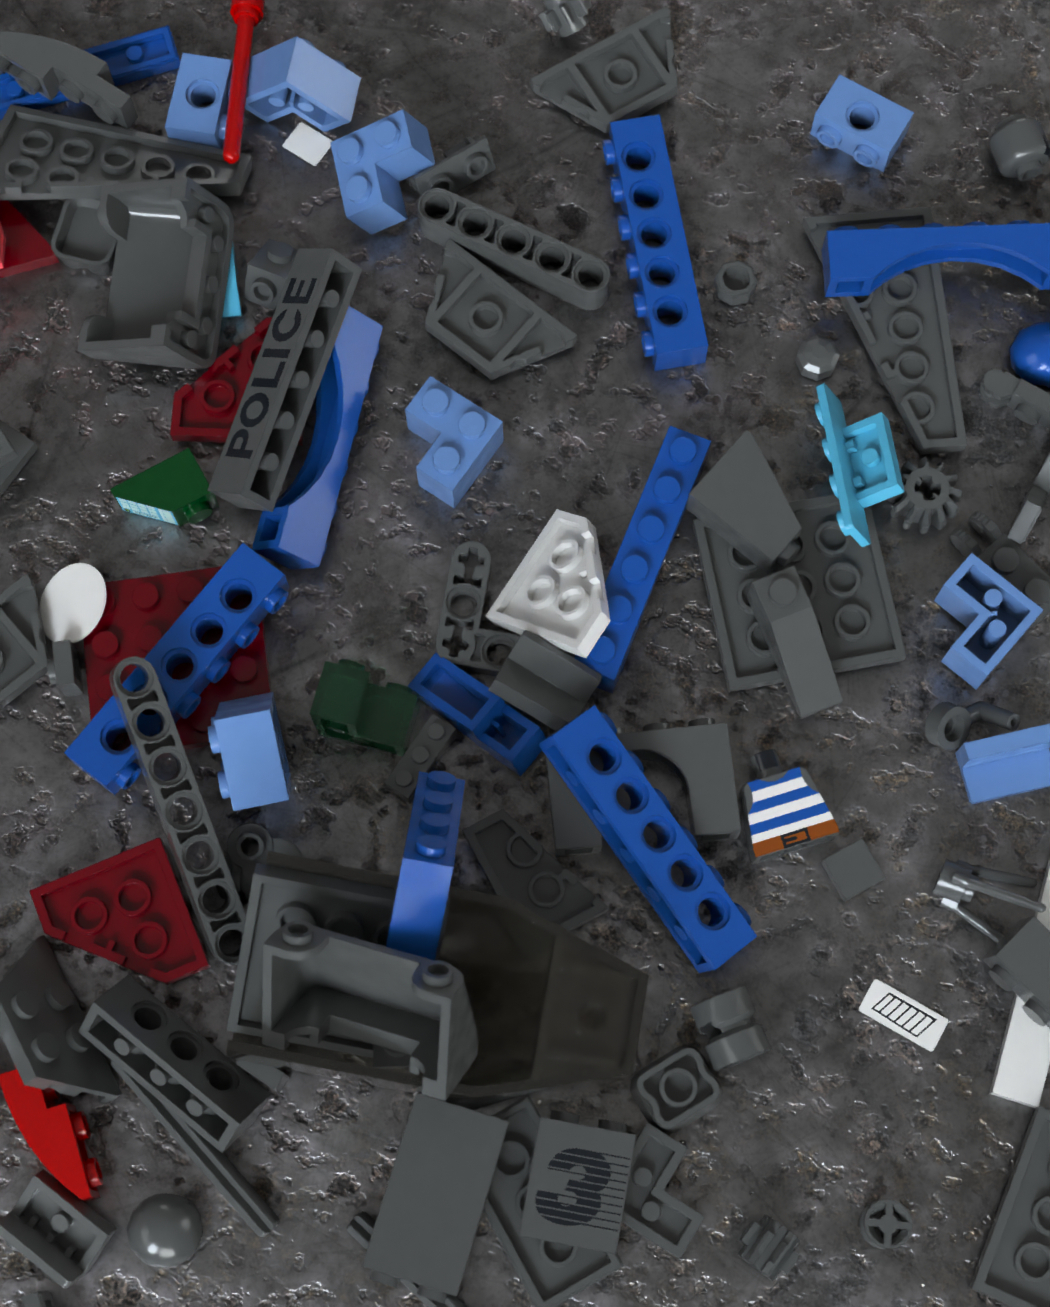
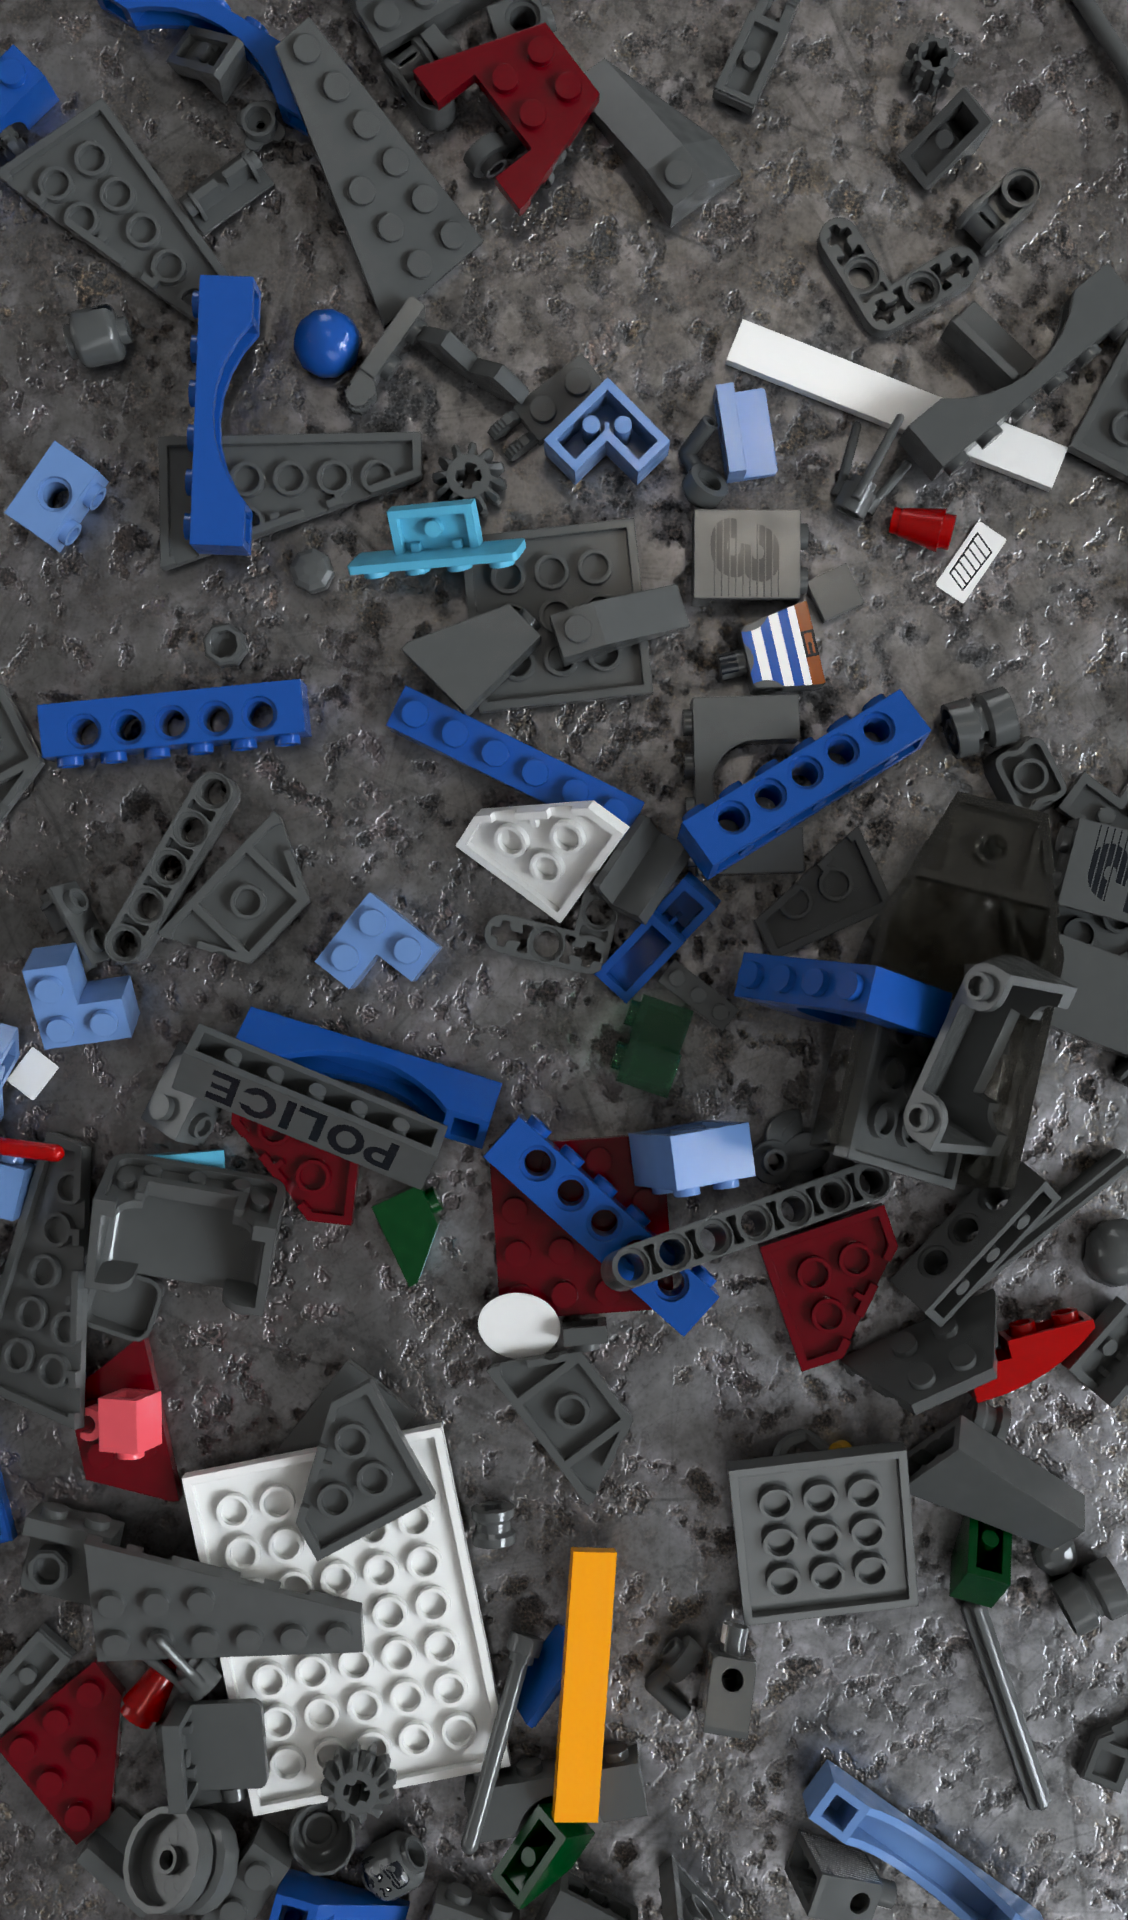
camera: 85 degrees left, 15 degrees up
(880, 773) = (748, 555): none -> panel
(933, 958) = (924, 526): none -> red cone

